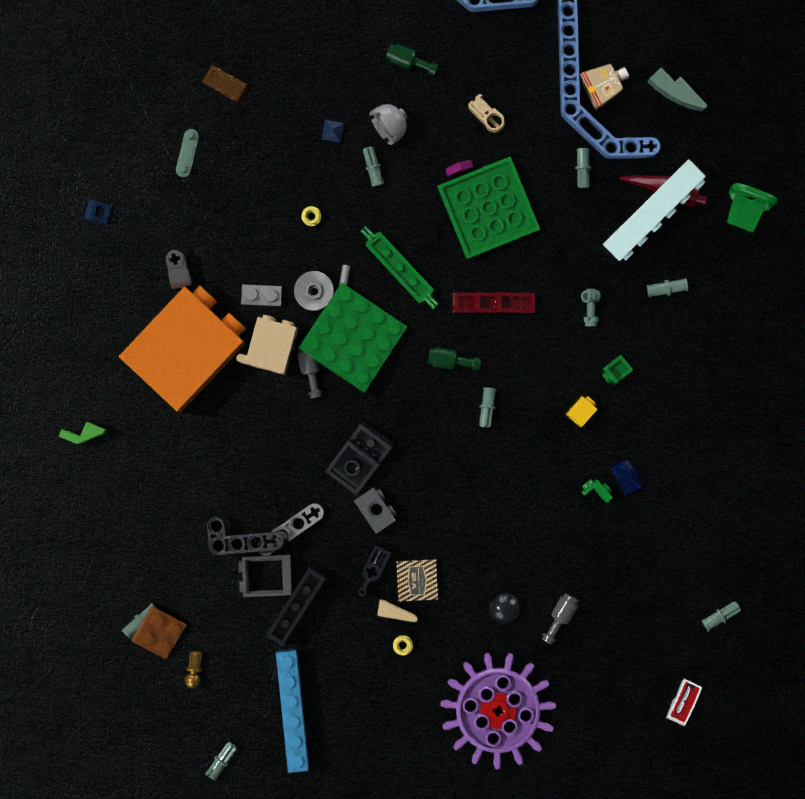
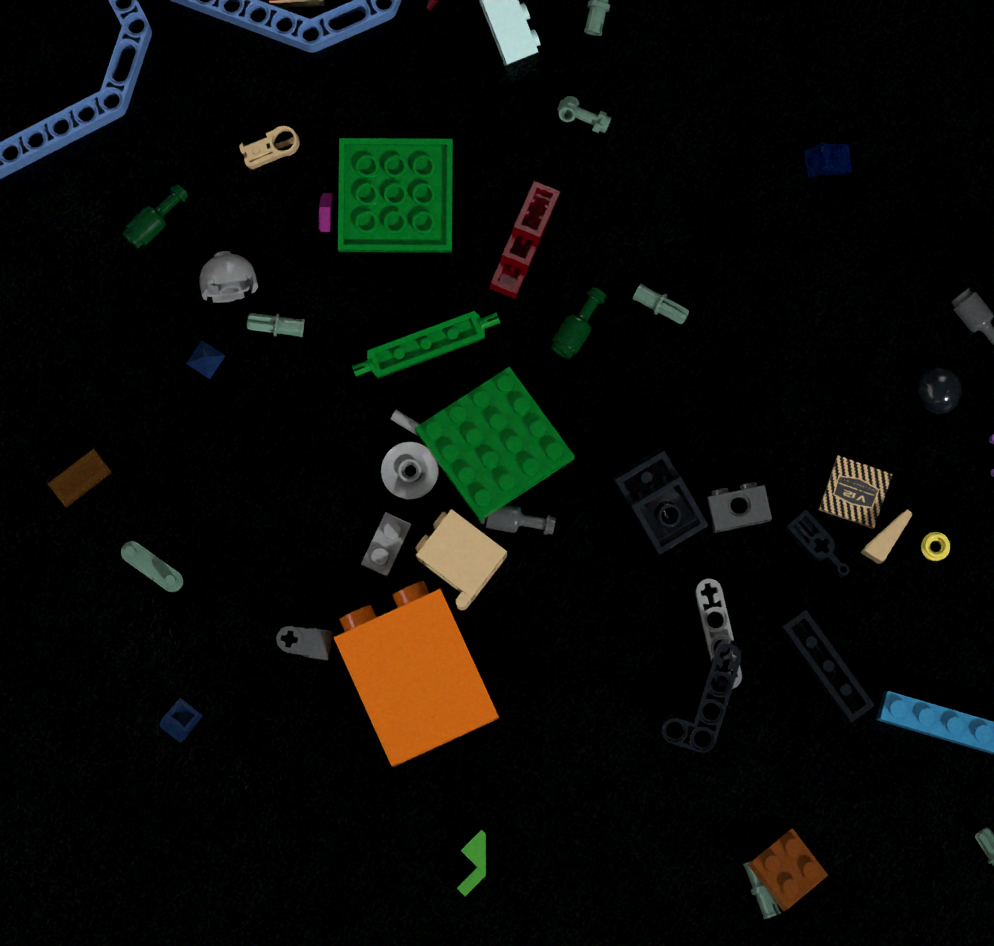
camera: 65 degrees left, 5 degrees down
(193, 679) = (870, 849): pearl gold axle -> none
(244, 585) = (779, 663): dark grey window -> none
(307, 211) = (305, 425): light yellow plate -> none
(581, 411) = (716, 182): yellow brick -> none
(583, 167) = (394, 51): sand green axle -> none
(602, 490) = (831, 199): green bracket -> none
(616, 370) = (681, 115): green bracket -> none

